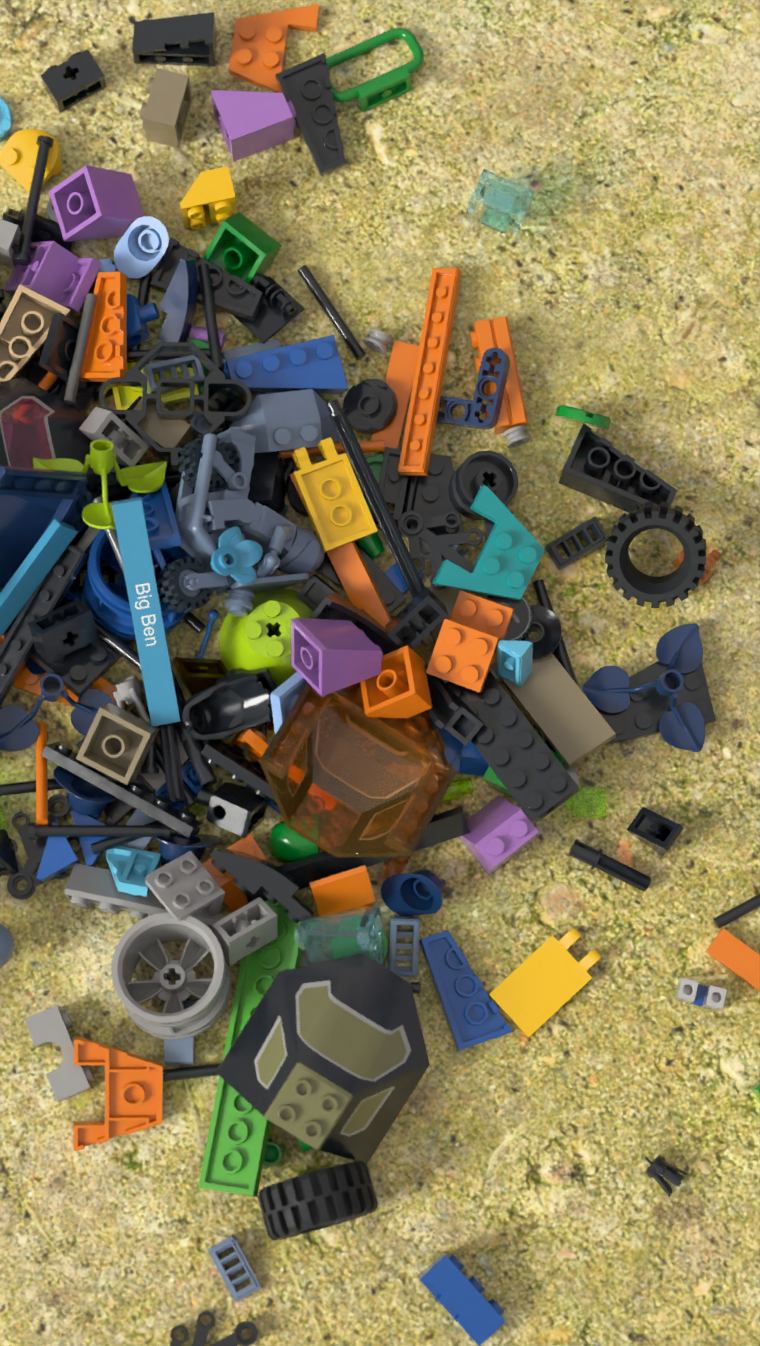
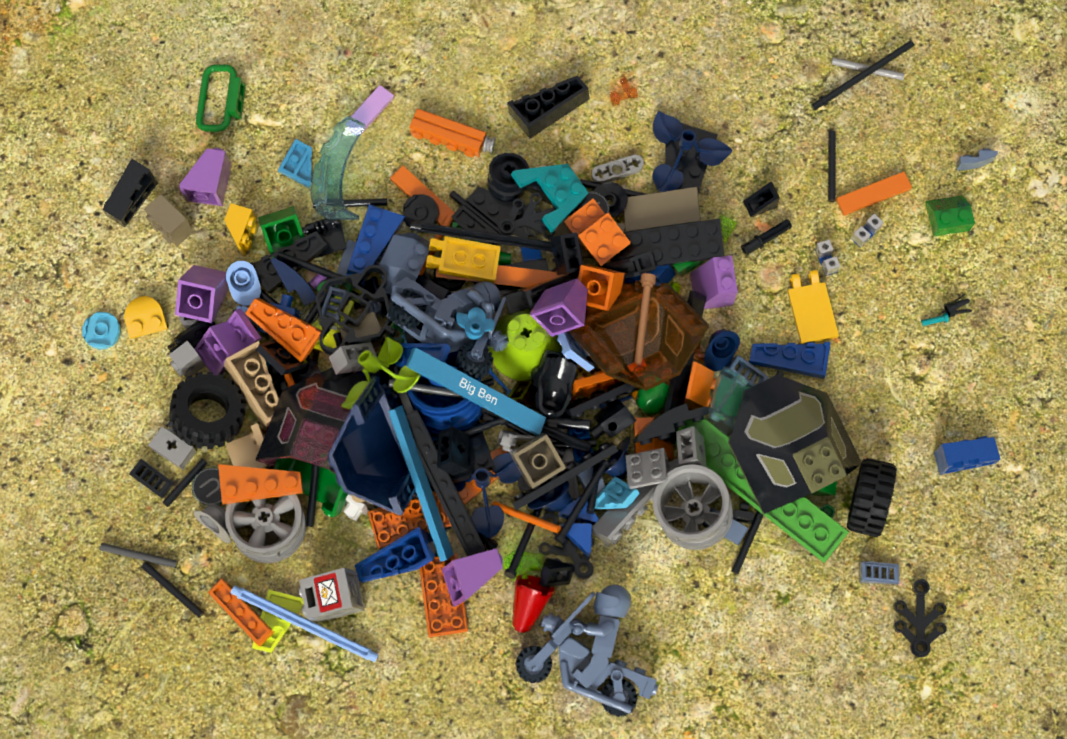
camera: 55 degrees left, 5 degrees down
(45, 144) = (143, 301): black bar -> none
(52, 1027) = (714, 601): light grey arch -> none
(80, 348) = (285, 348): dark grey bar -> none
(86, 75) = (117, 274): black brick -> none
(131, 1093) = (747, 574): orange wing -> none
(208, 1047) = (742, 515): none -> black tile
(261, 43) = (164, 151): orange wing -> none
(312, 97) = (236, 146): black wing -> none
(343, 217) = (298, 163): none -> dark azure wing
(352, 264) = (329, 171): none -> clear light blue windscreen
(377, 340) = (384, 186): light grey bush -> none
(429, 372) = (422, 168): orange tile -> none
(438, 745) = (647, 281): none -> medium nougat piece
(472, 260) = (373, 106): none -> lavender tile
(476, 407) = (459, 156): dark blue beam -> none
(503, 202) = (346, 72): clear light blue panel -> none
(514, 660) = (622, 215): medium azure slope -> none
(581, 416) = (502, 101): green tile -> none
(585, 630) = (620, 162): none -> light grey beam
(597, 529) = (571, 136): black slope -> none
(629, 961) = (824, 251): none -> flat silver piece
(630, 1155) = (944, 317): none -> teal piece
(647, 587) = (628, 106): black tyre -> none

